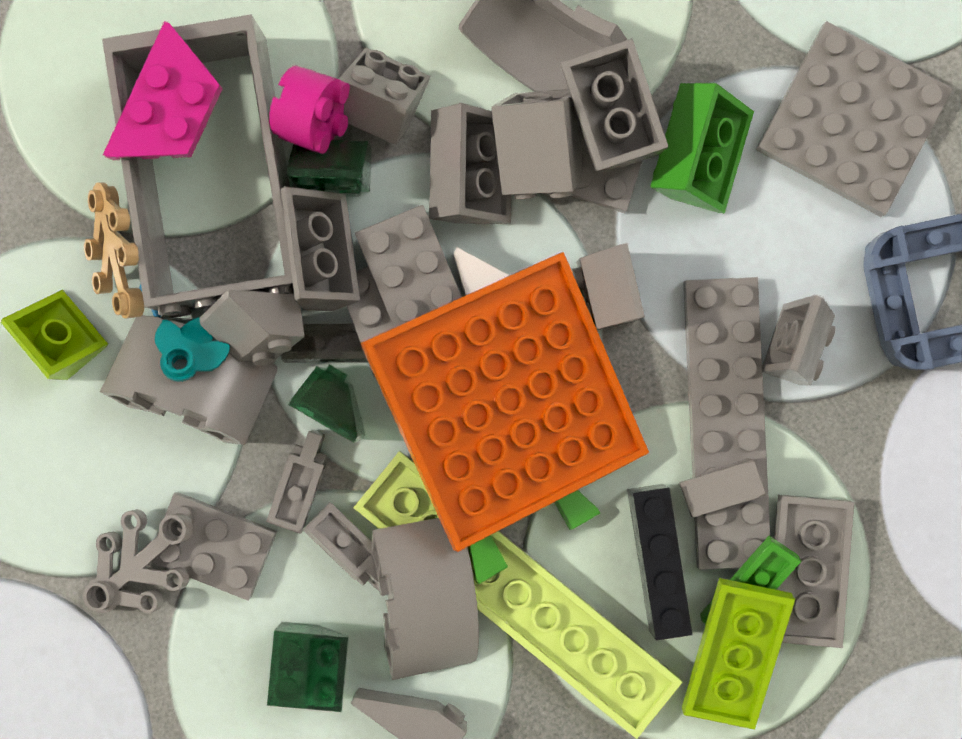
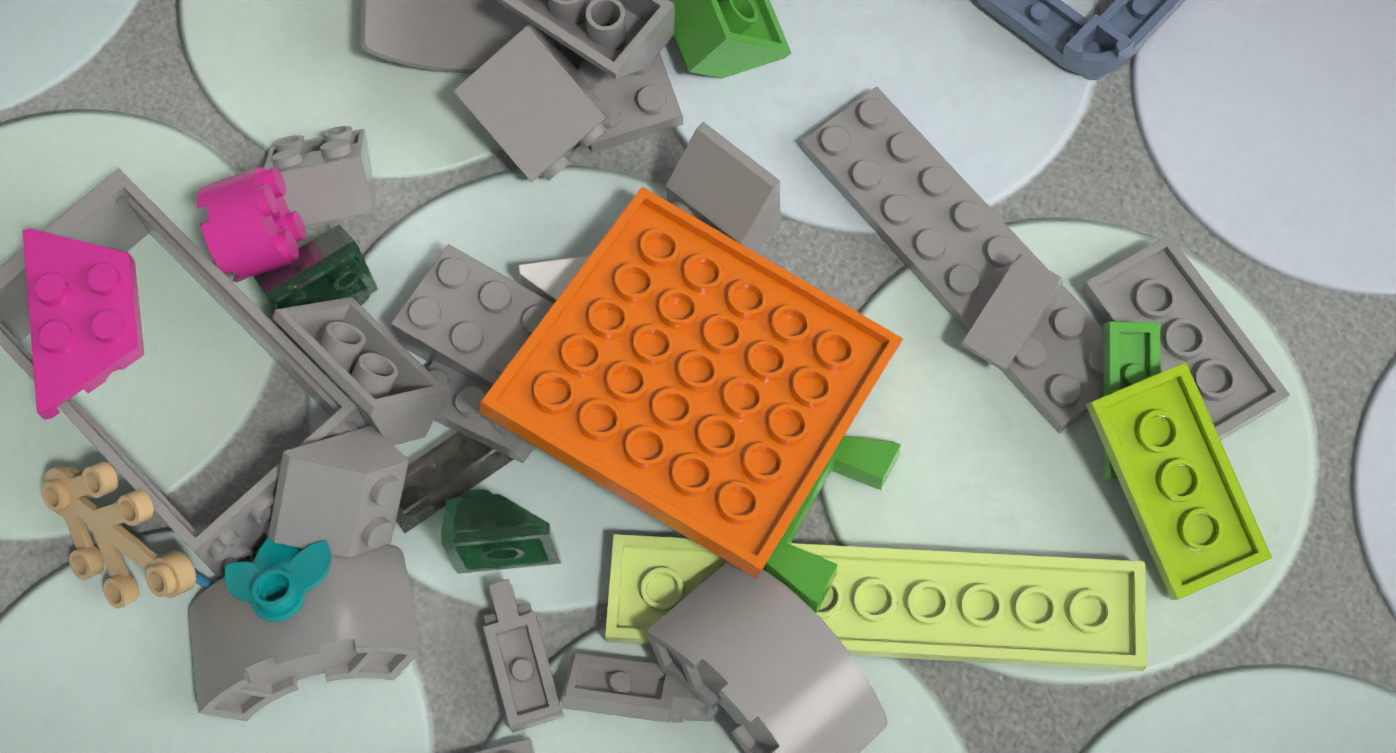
camera: 30 degrees left, 20 degrees down
(55, 335) = (101, 689): lime slope -> none
(465, 168) = (472, 184): light grey slope -> none
(659, 562) = (1008, 445): black brick -> none
(799, 340) = (971, 108): light grey slope -> none

